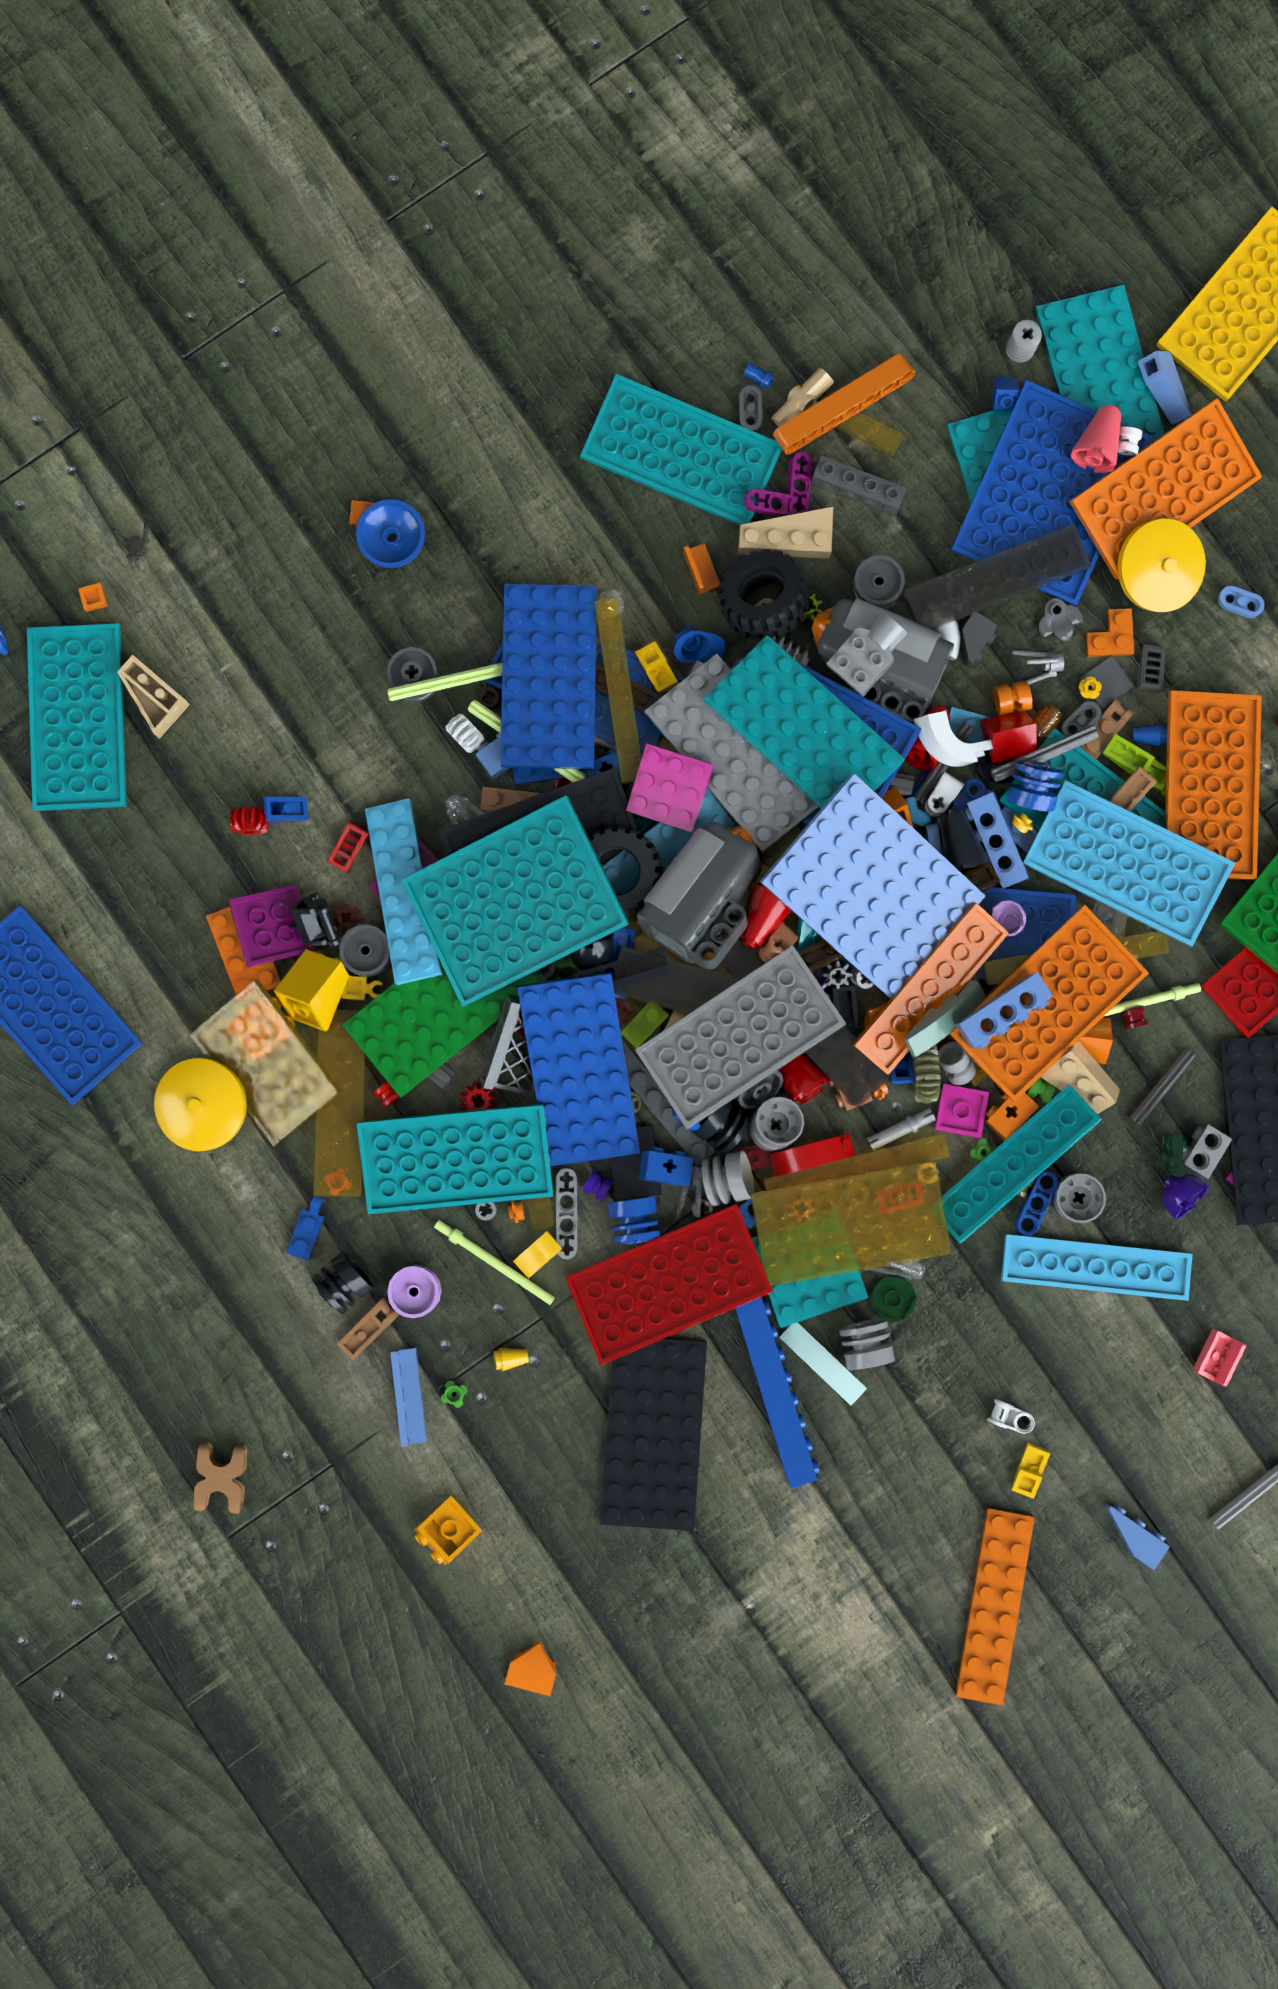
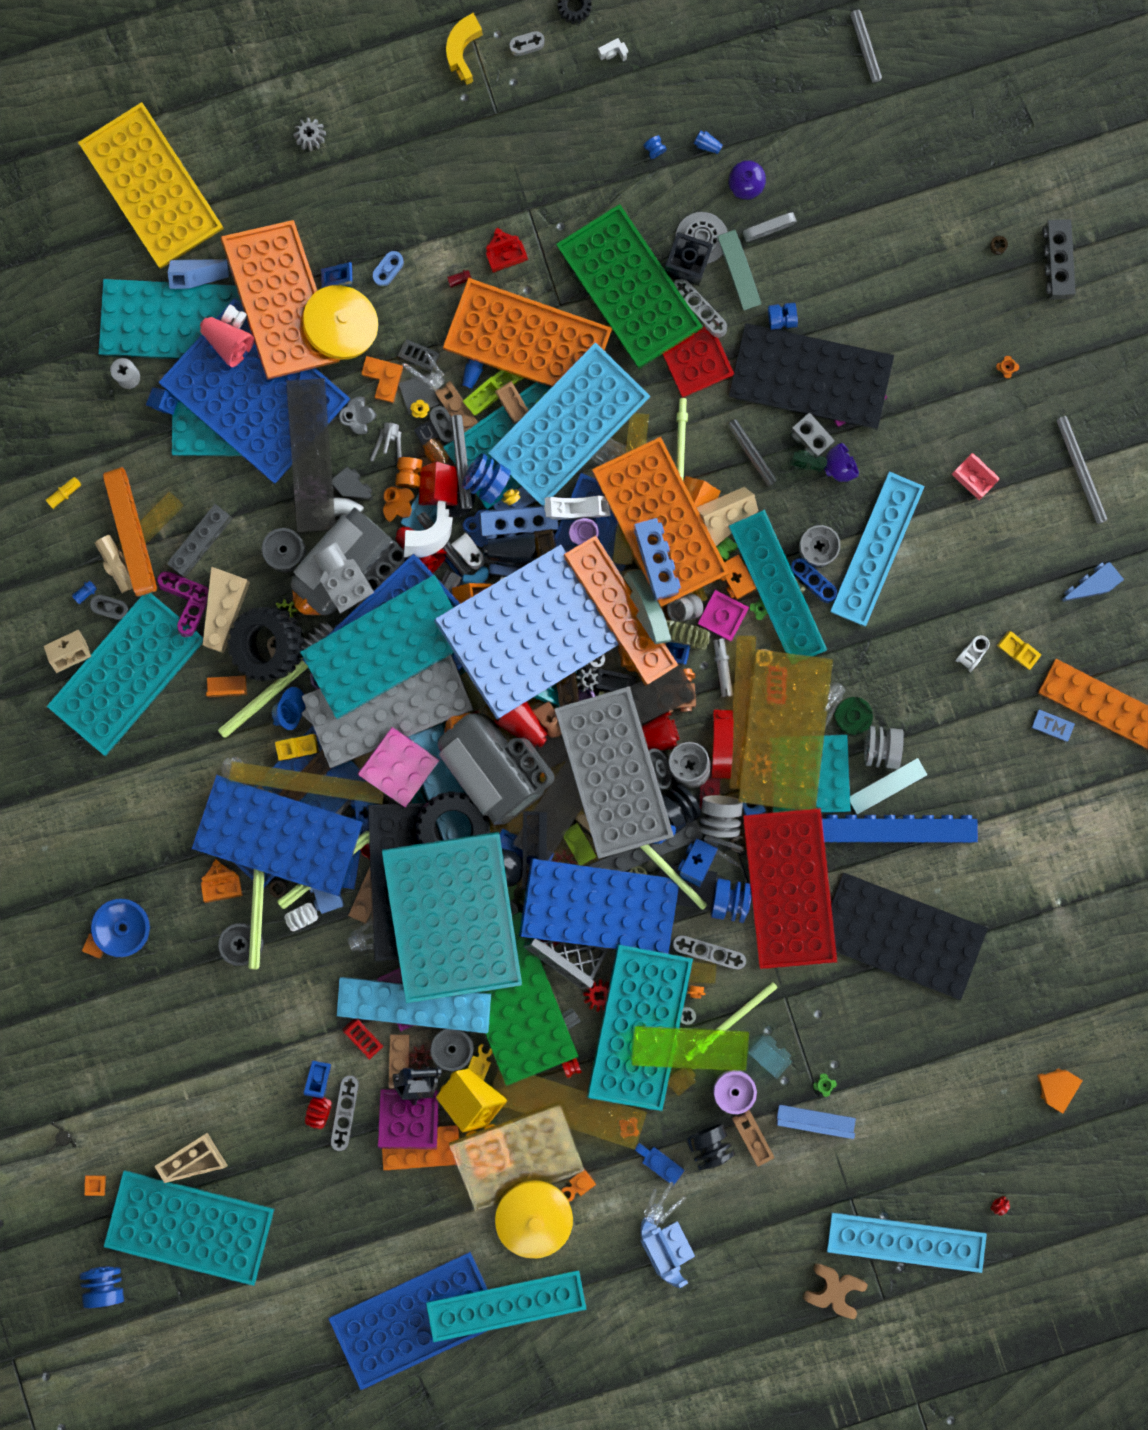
camera: 70 degrees left, 0 degrees up
(92, 1102) = (505, 1306): none -> teal plate
(210, 1267) = (666, 1250): none -> medium blue plate
(247, 1241) = (655, 1213): none -> clear plant
(256, 1145) = (580, 1183): none -> orange plate
(258, 855) = (342, 1112): none -> light grey beam
(301, 1545) = (906, 1242): none -> medium azure plate
(342, 893) = (398, 1055): none -> medium nougat plate
(375, 1642) = (1000, 1206): none -> red plate
(410, 1226) = (682, 1080): none -> clear yellow bracket
(447, 1531) = (930, 1123): light orange plate -> none
(449, 1223) = (689, 1048): none -> clear neon green plate
(468, 1319) = (770, 1056): none -> clear light blue brick
(475, 631) = (220, 883): none -> orange slope
(509, 1358) = (809, 1033): yellow cone -> none
(537, 1254) = (735, 985): yellow slope -> none
(597, 1186) = (695, 921): dark purple wheel -> none
(641, 1146) = (674, 876): none -> yellowish green bar
(685, 376) = (67, 651): none -> tan brick
(698, 612) = (261, 700): none -> yellowish green axle
(864, 316) = (63, 492): none -> yellow axle
(954, 1537) = (1053, 725): none -> medium blue tile
(971, 697) = (399, 505): none -> orange plate
(1033, 901) = (576, 507): none -> white arch
(1065, 704) = (426, 432): none -> black tile
(1128, 693) = (434, 381): none -> clear plant
(1134, 1018) = (692, 457): dark red wheel -> none
(1215, 546) = (337, 275): none -> blue slope
(1256, 686) = (459, 278): none -> dark red pin

